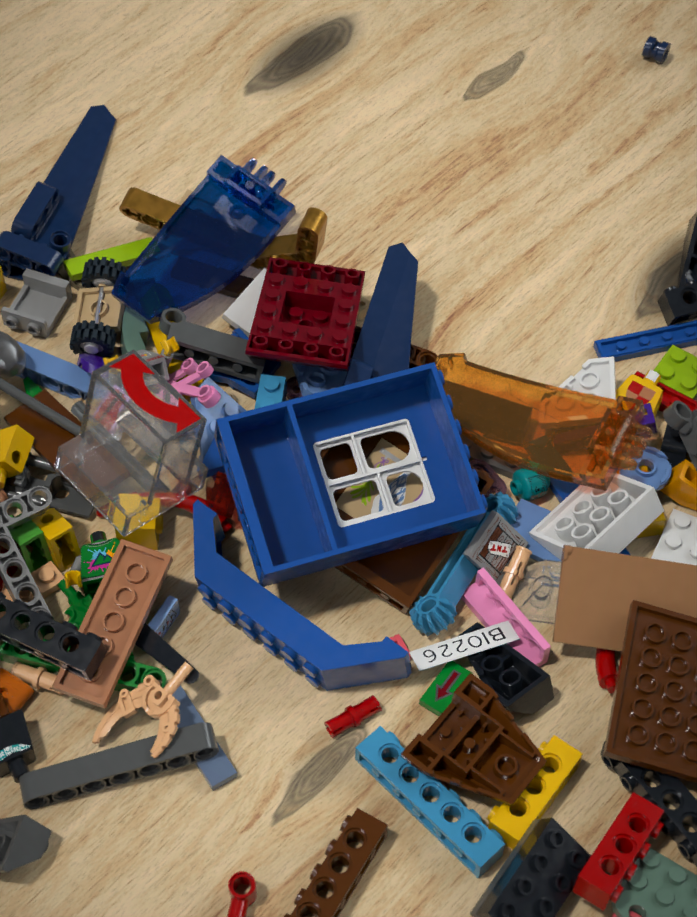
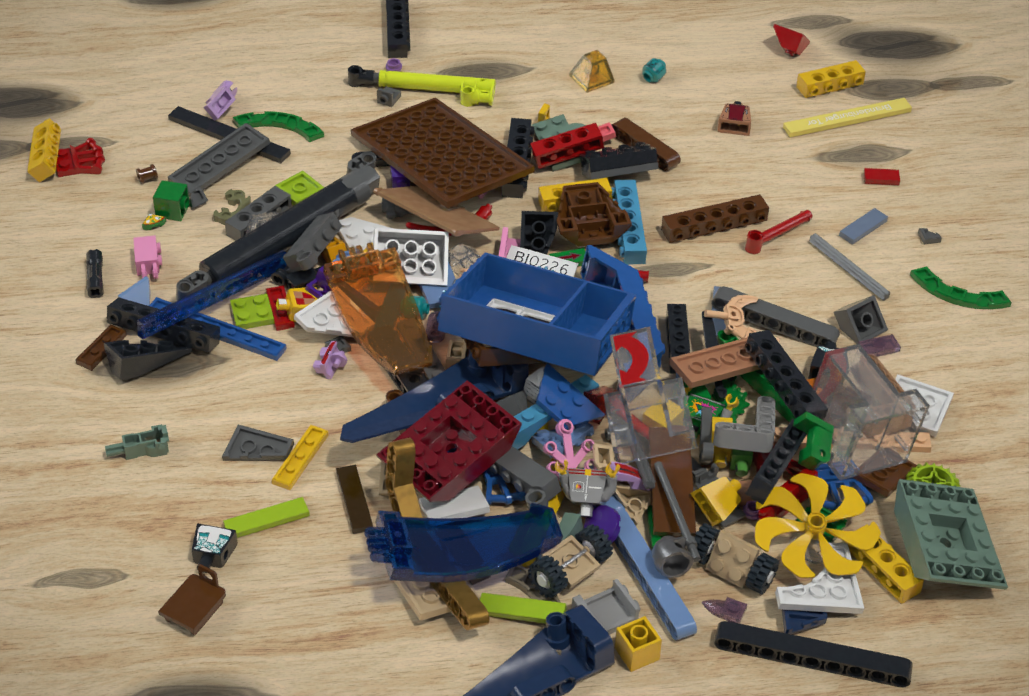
camera: 140 degrees left, 10 degrees down
(83, 532) = (706, 448): none -> dark grey beam
(212, 650) = (677, 331): none -> black brick
(351, 257) = (354, 498): none -> dark brown tile
(380, 97) = (194, 601): none -> reddish brown piece
(412, 200) = (268, 517): none -> lime tile
(423, 146) = (213, 545): none -> torso
(451, 269) = (300, 457): none -> yellow tile
(499, 248) = (256, 445): none -> dark grey wing
(536, 366) = (331, 360): none -> lavender hips
(593, 181) = (142, 444): none -> sand green piece

